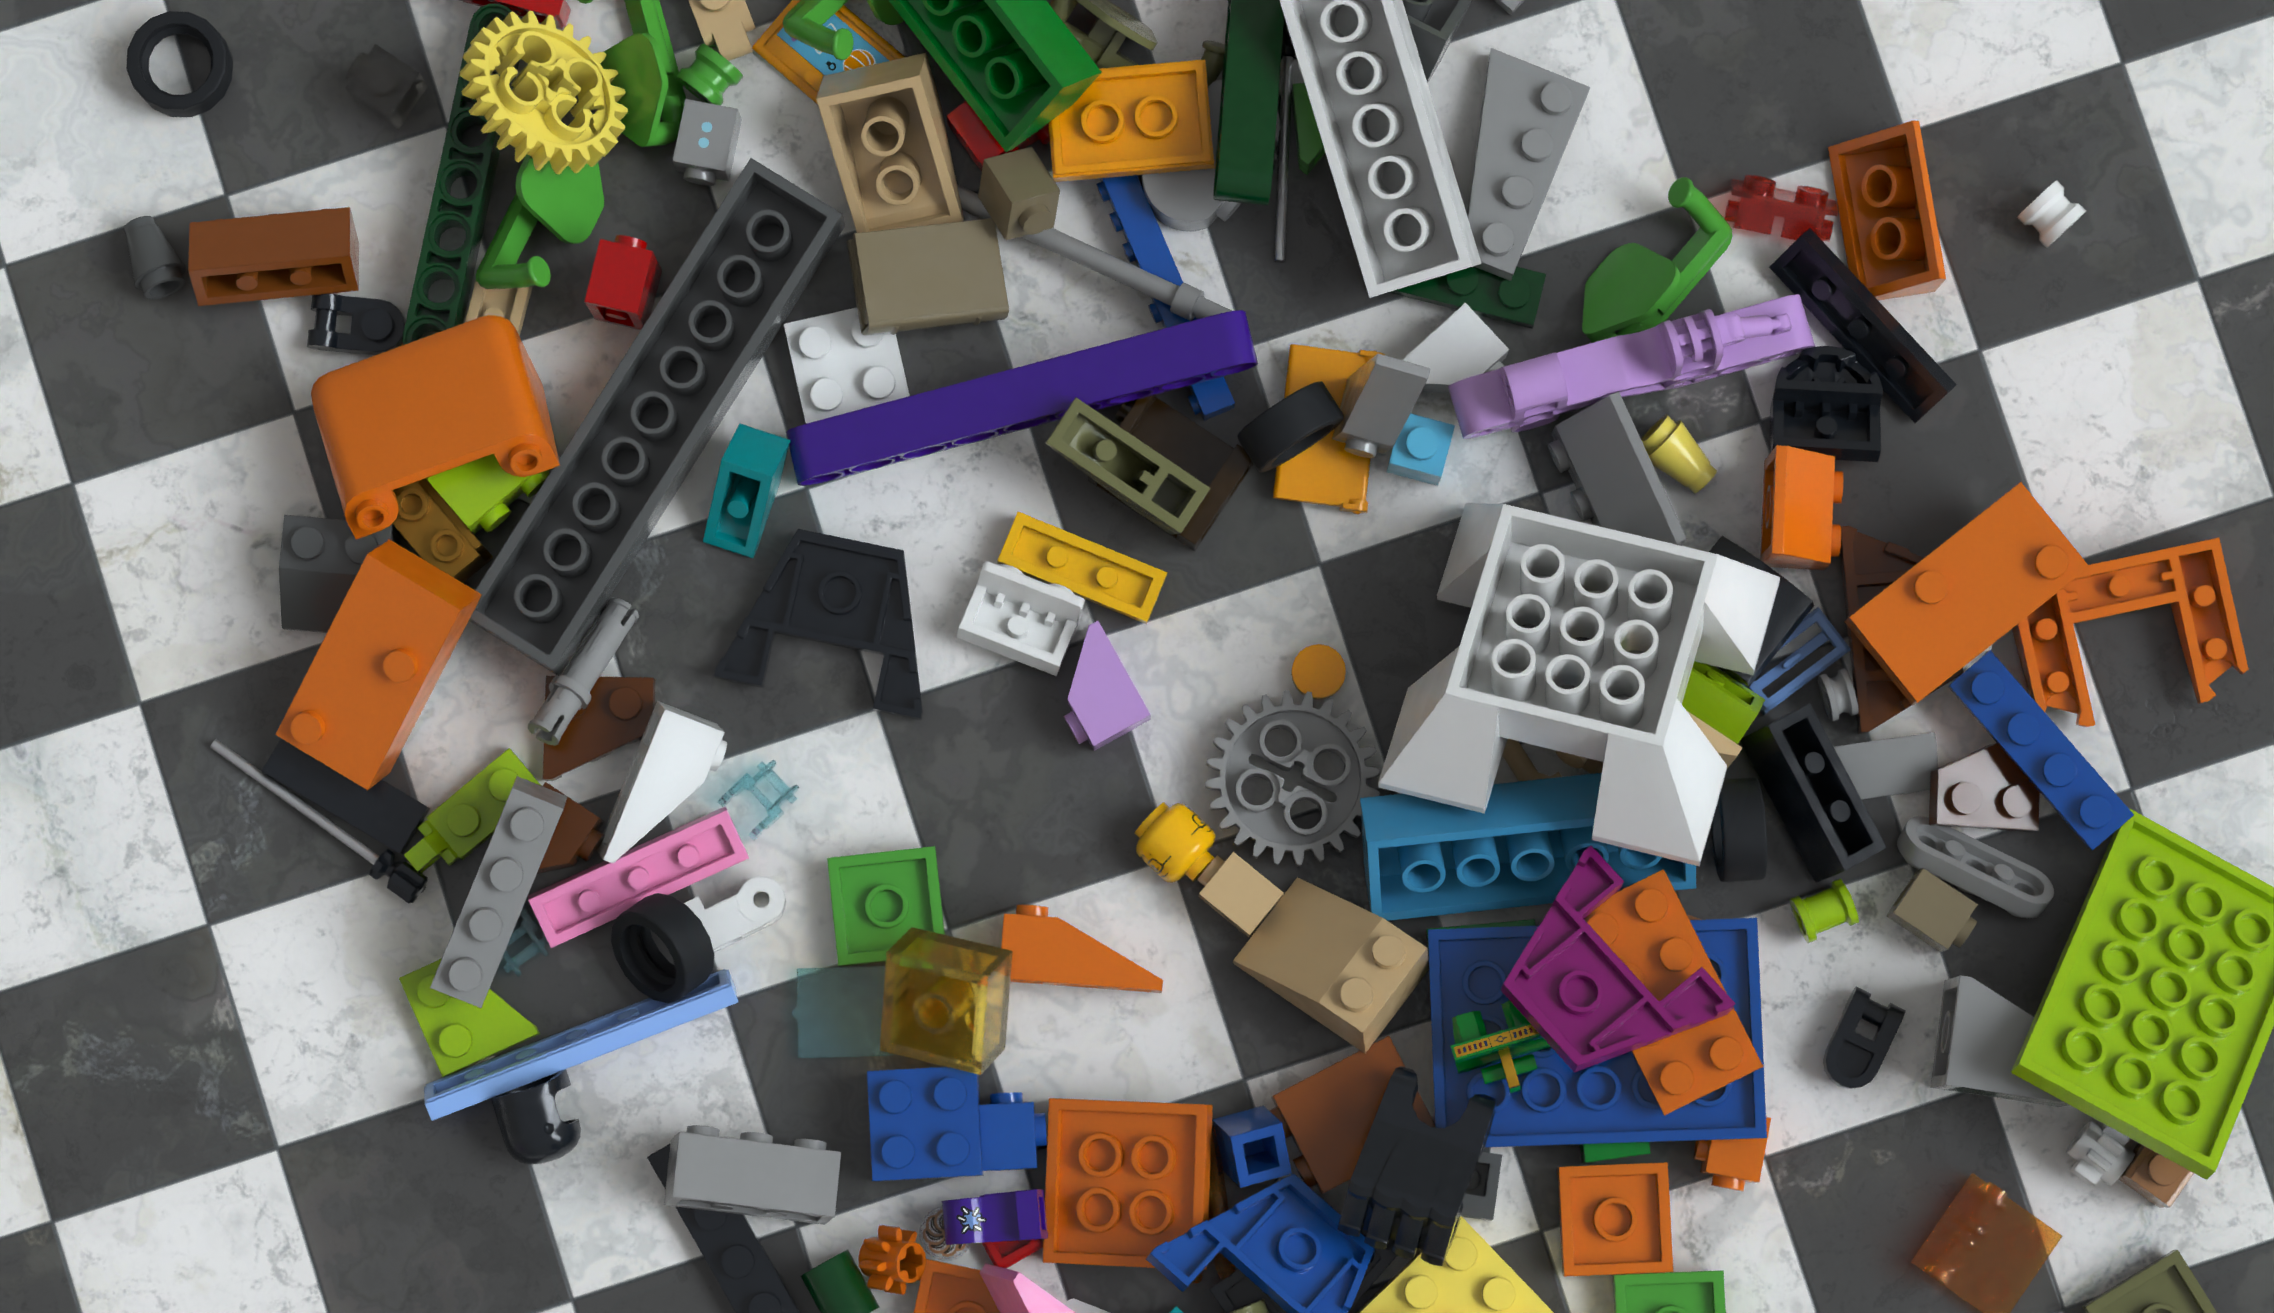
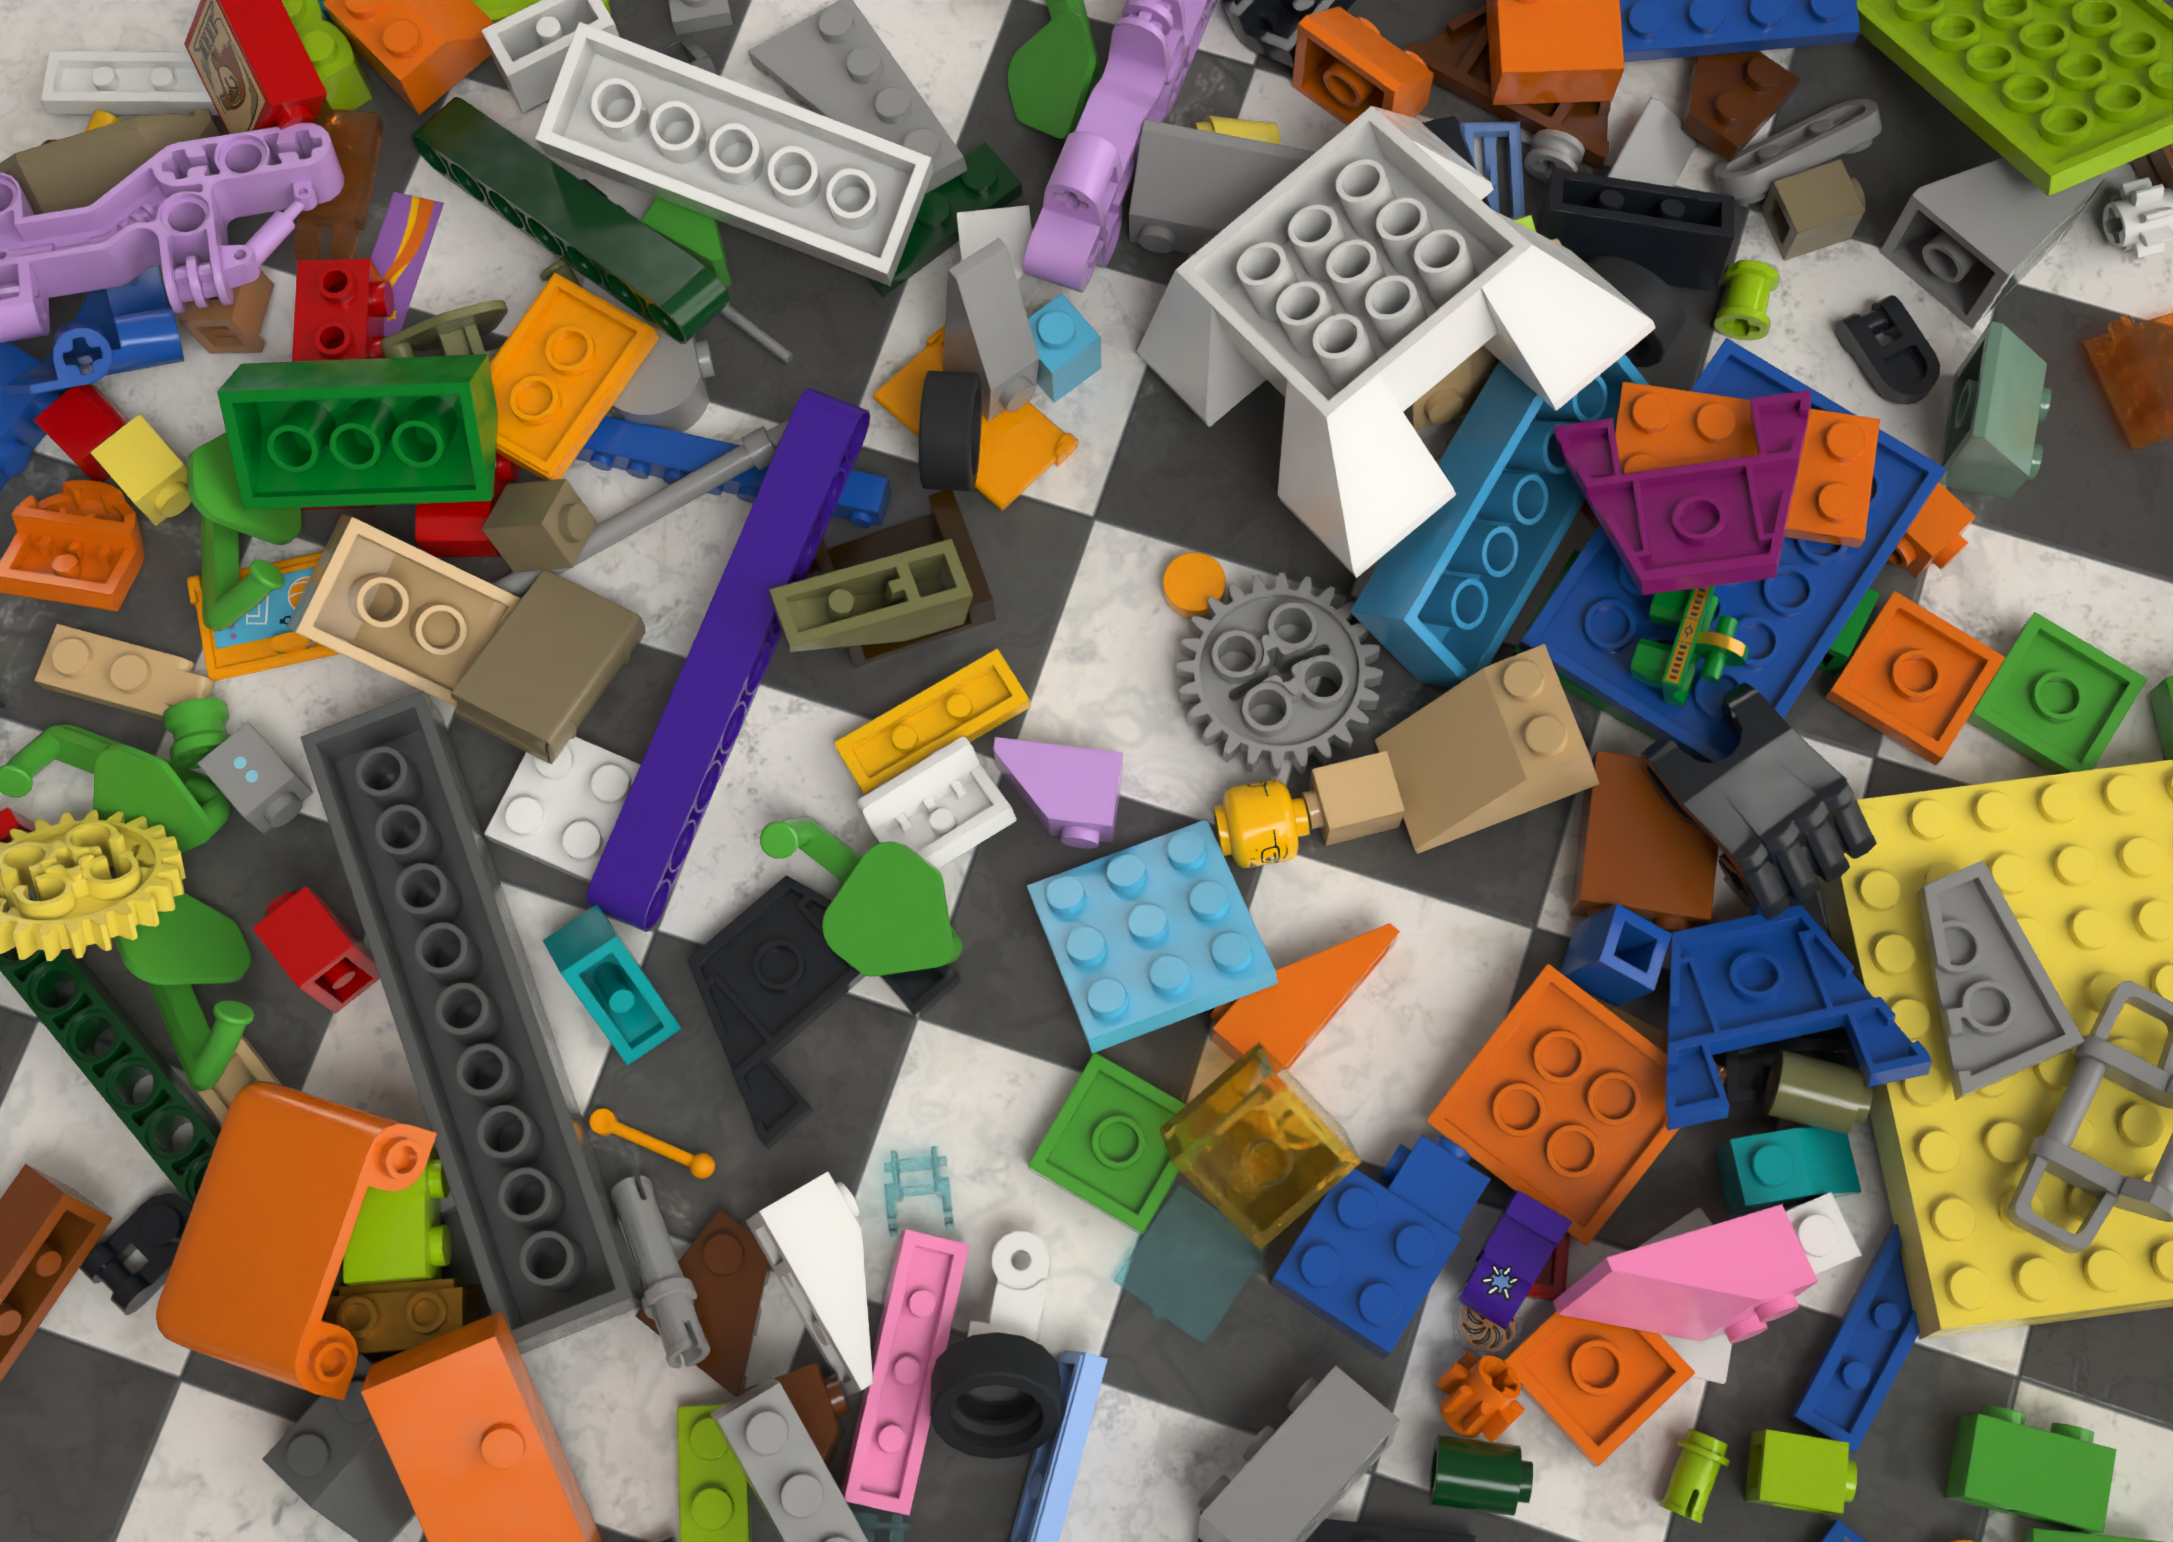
camera: 50 degrees left, 10 degrees down
(655, 556) = (606, 1123): none -> light orange hinge
(928, 638) = (891, 902): none -> bright green piece
(1040, 825) = (1151, 935): none -> medium azure plate
(1853, 1149) = (1995, 416): none -> sand green slope

